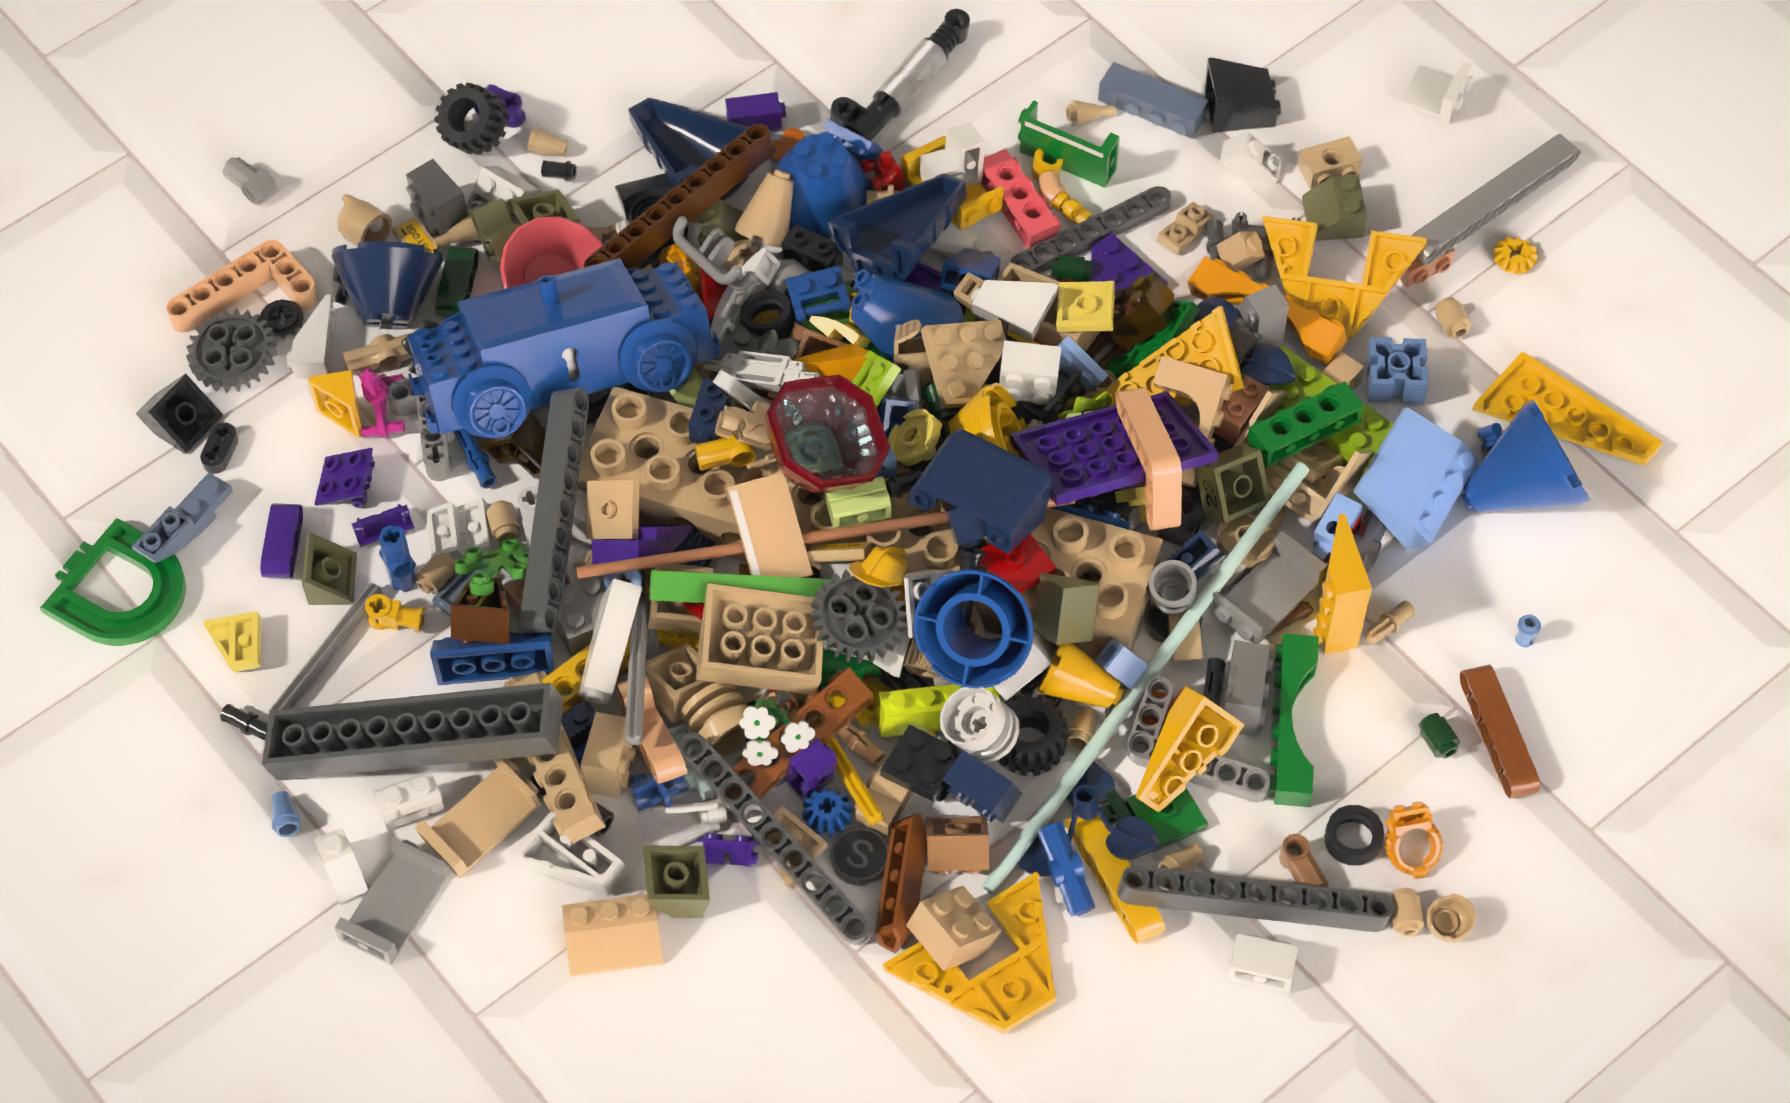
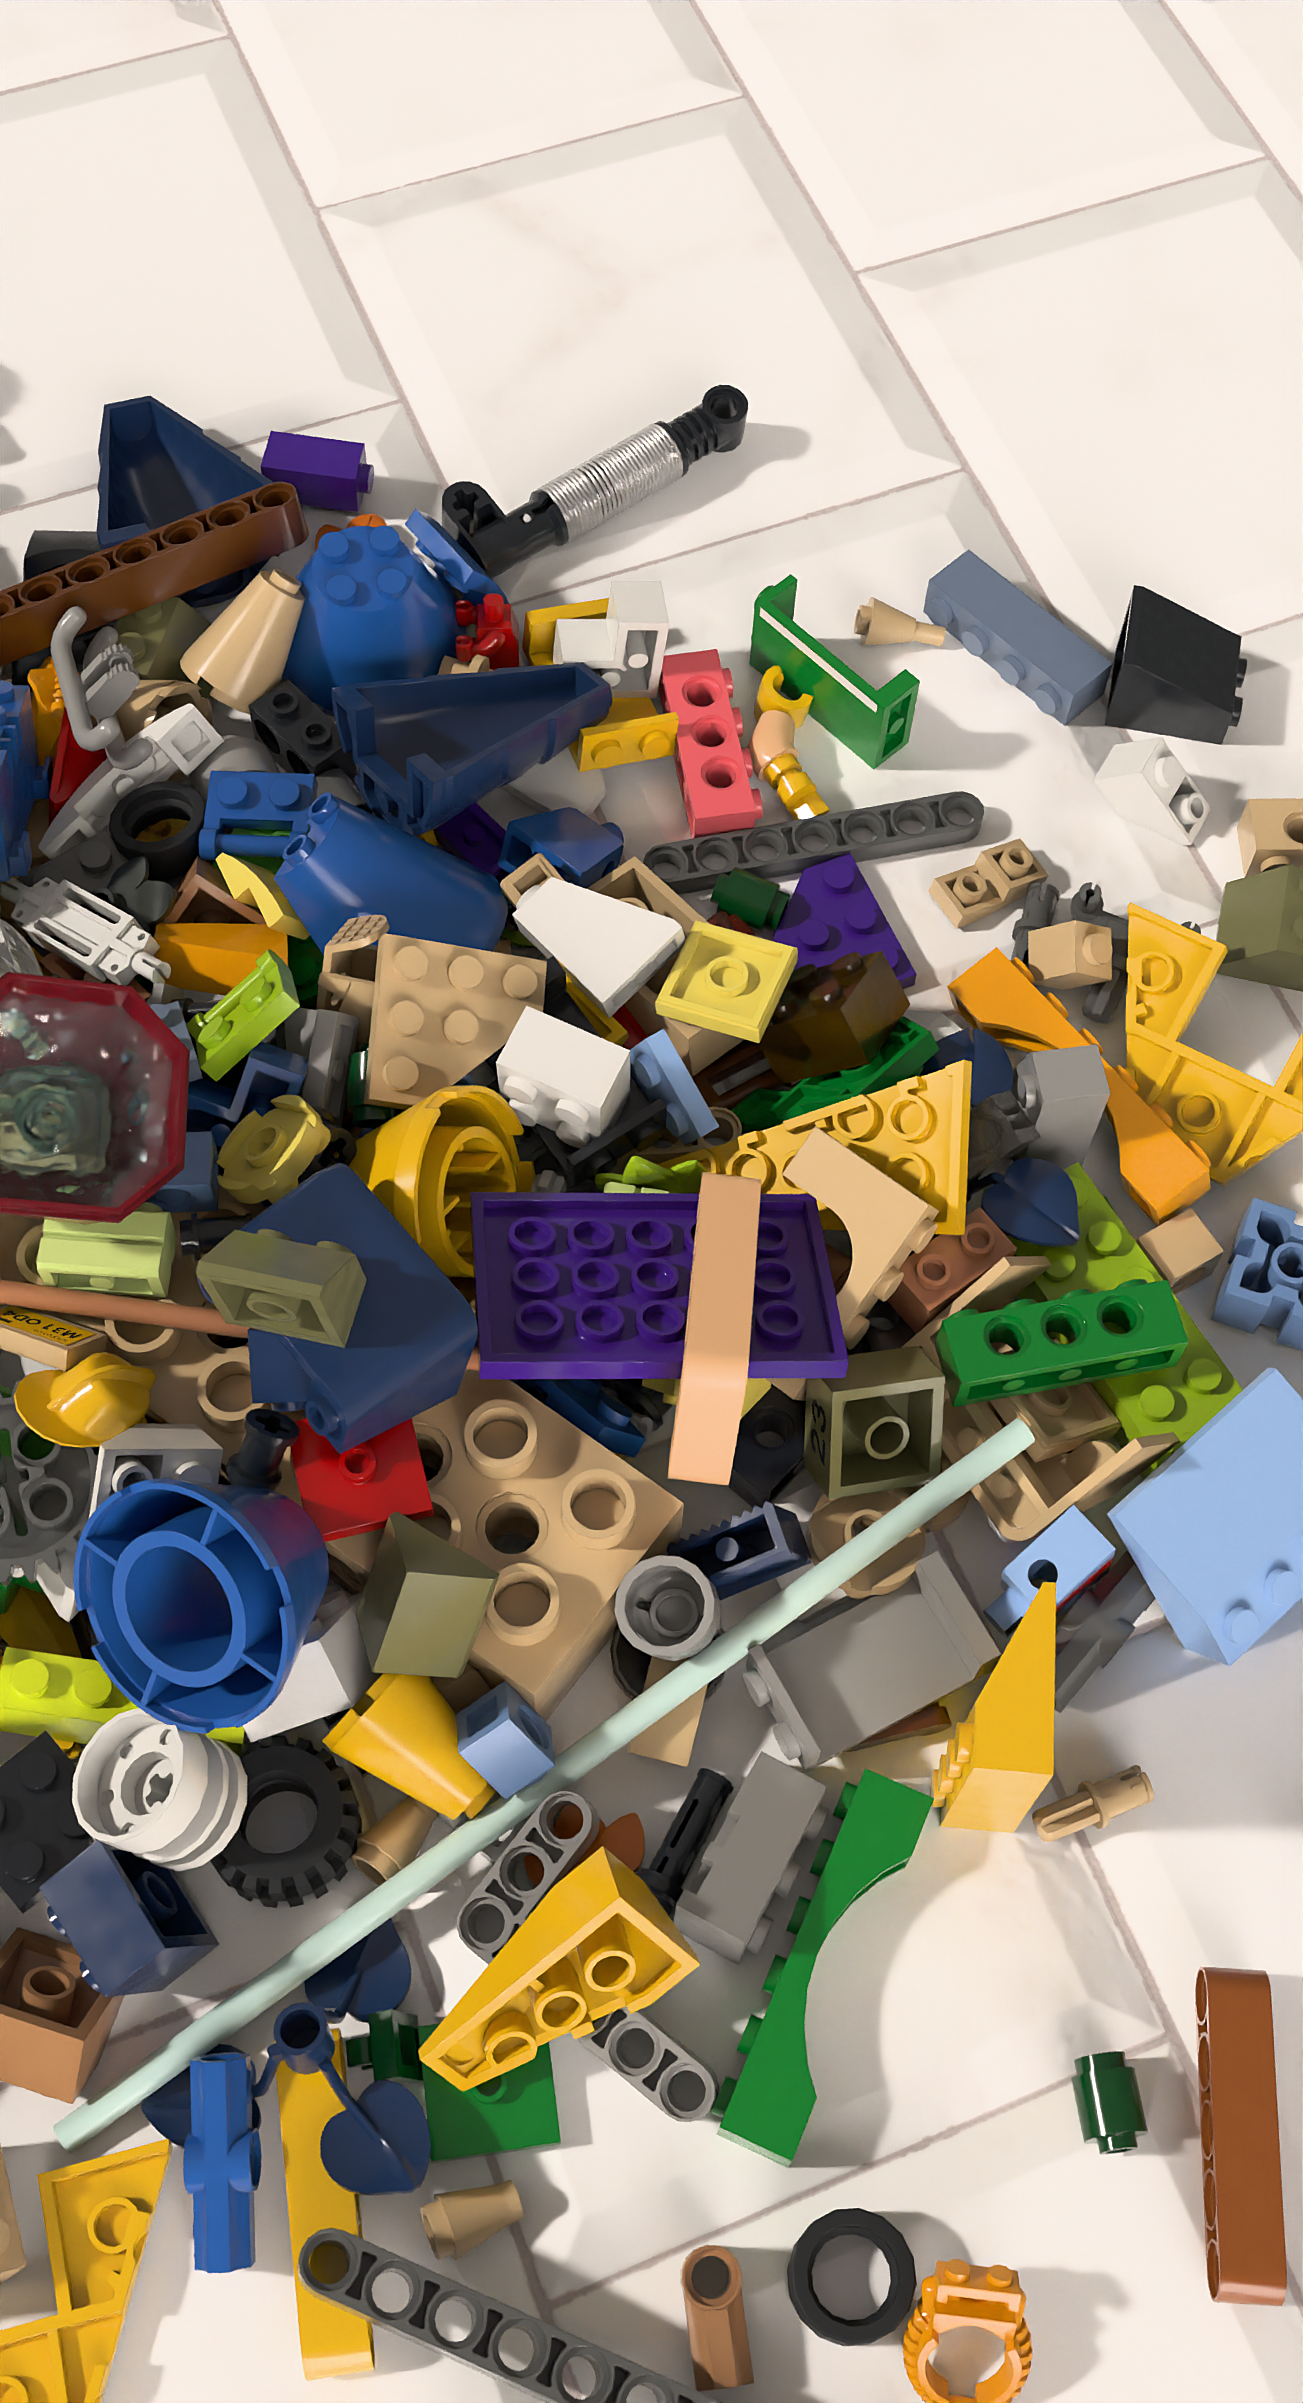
camera: 15 degrees right, 5 degrees up
(965, 483) = (284, 1285): none -> olive slope

